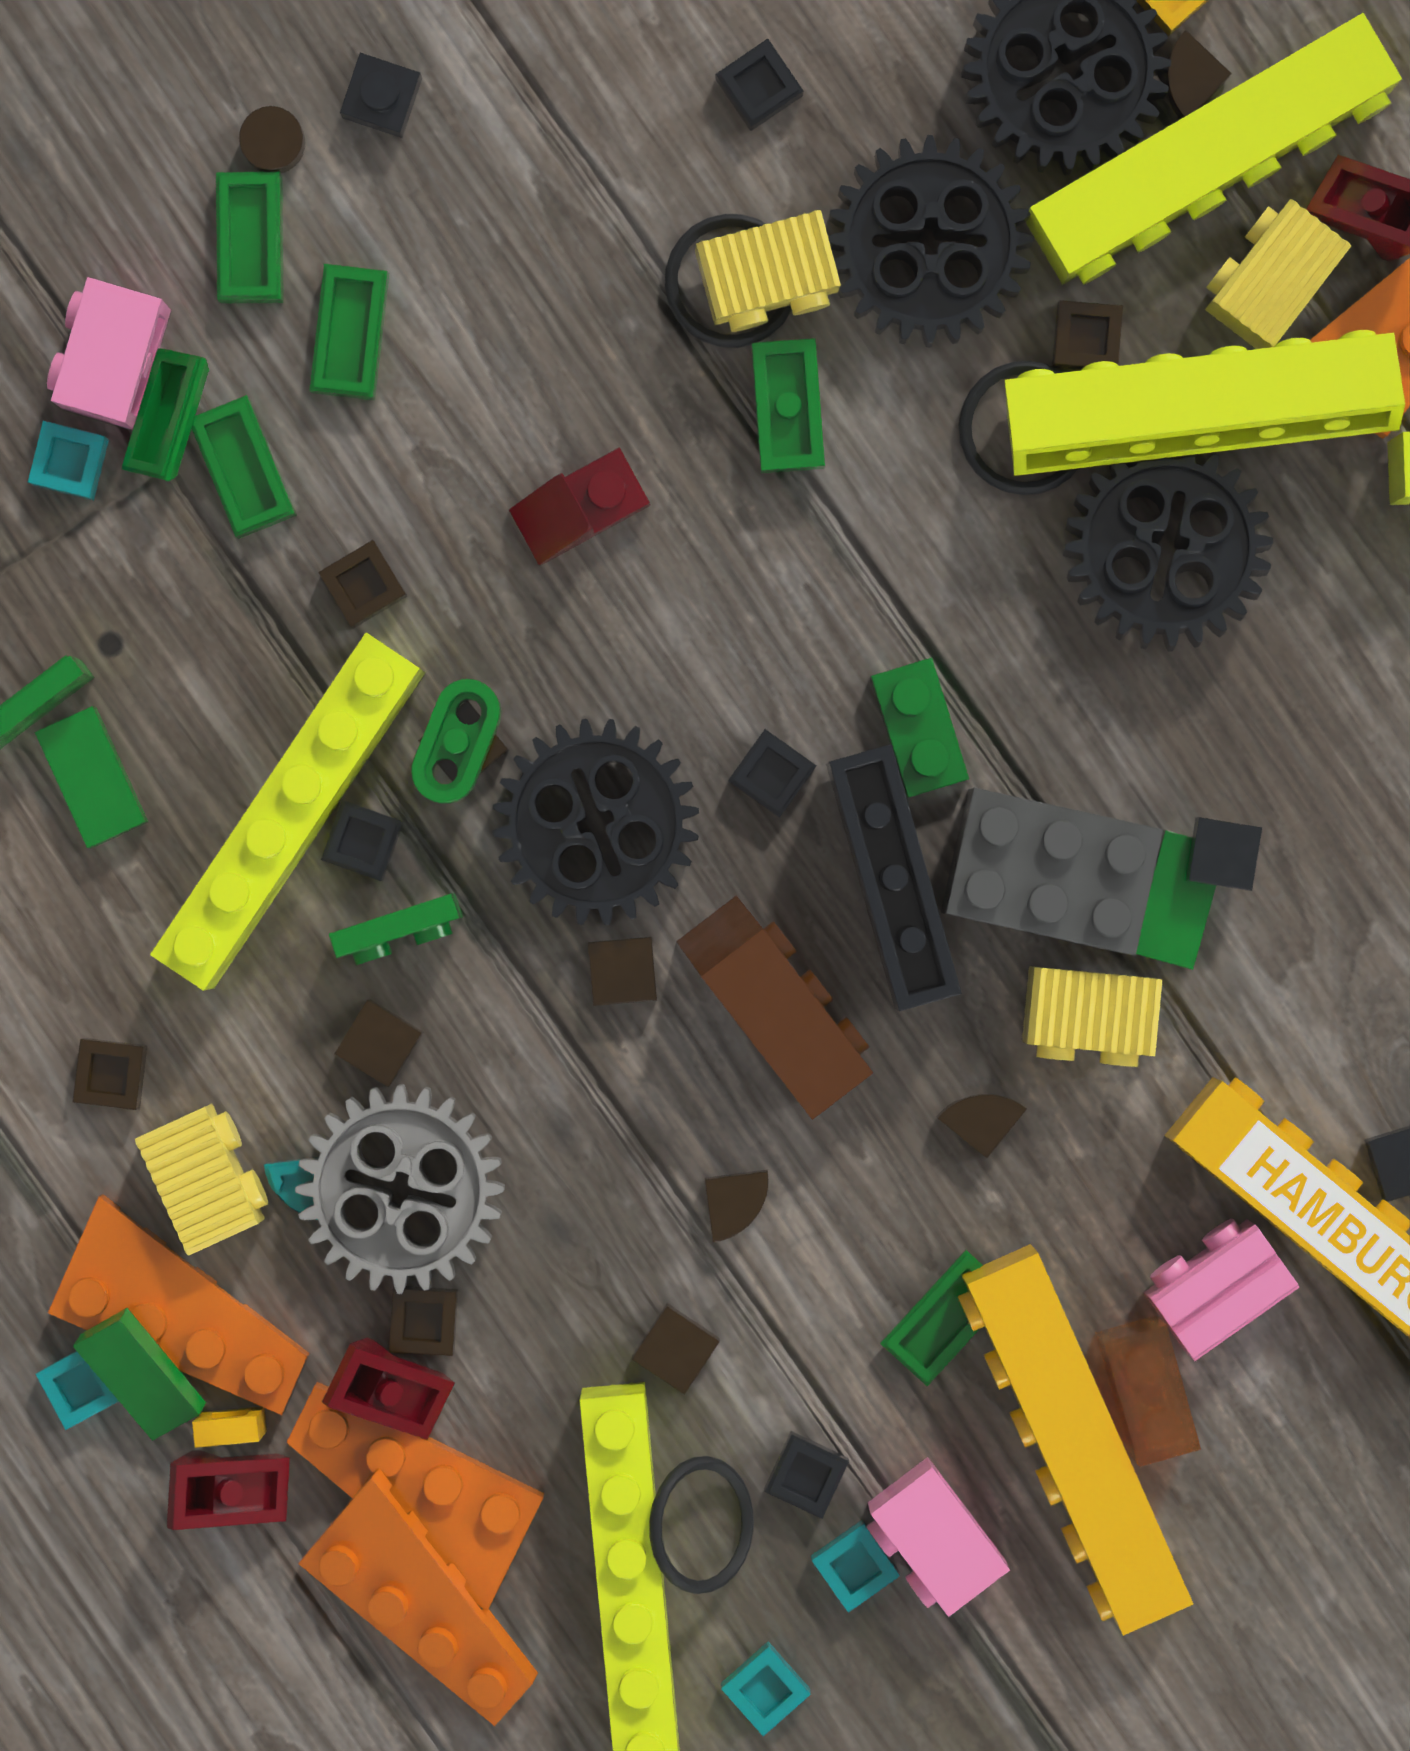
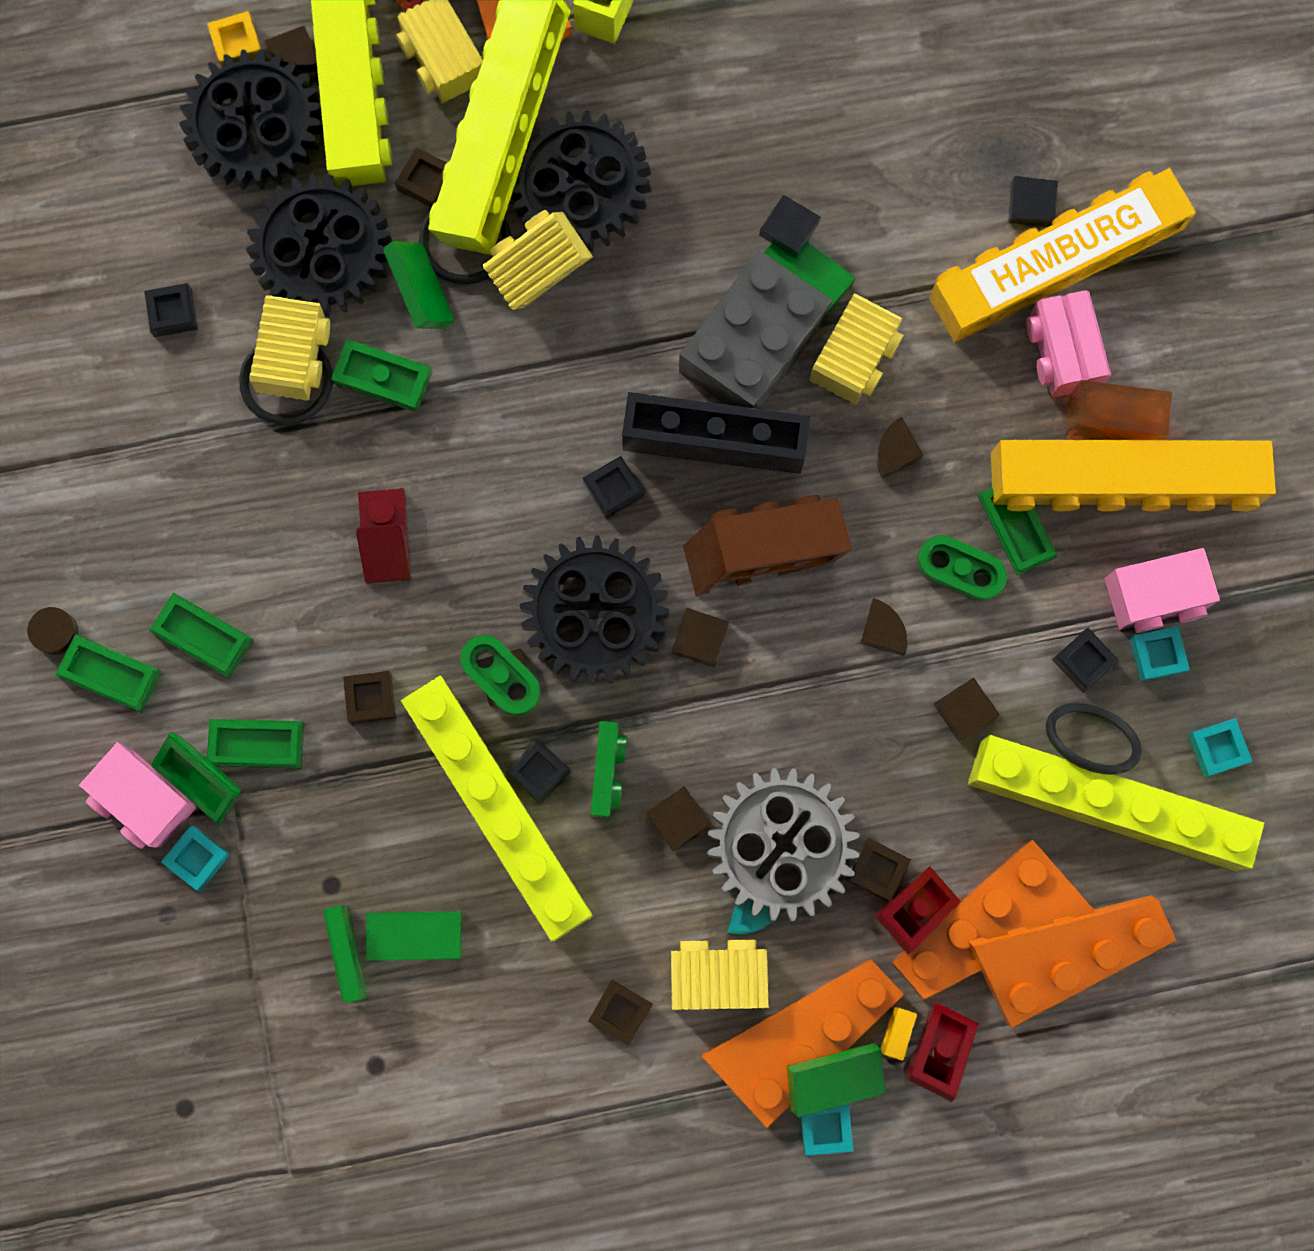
camera: 65 degrees left, 10 degrees down
(381, 95) = (59, 548): black plate -> none
(856, 1267) = (961, 566): none -> green plate
(919, 727) = (611, 378): green plate -> none
(930, 398) = (418, 285): none -> green tile
(1026, 542) = (536, 259): none -> light yellow brick

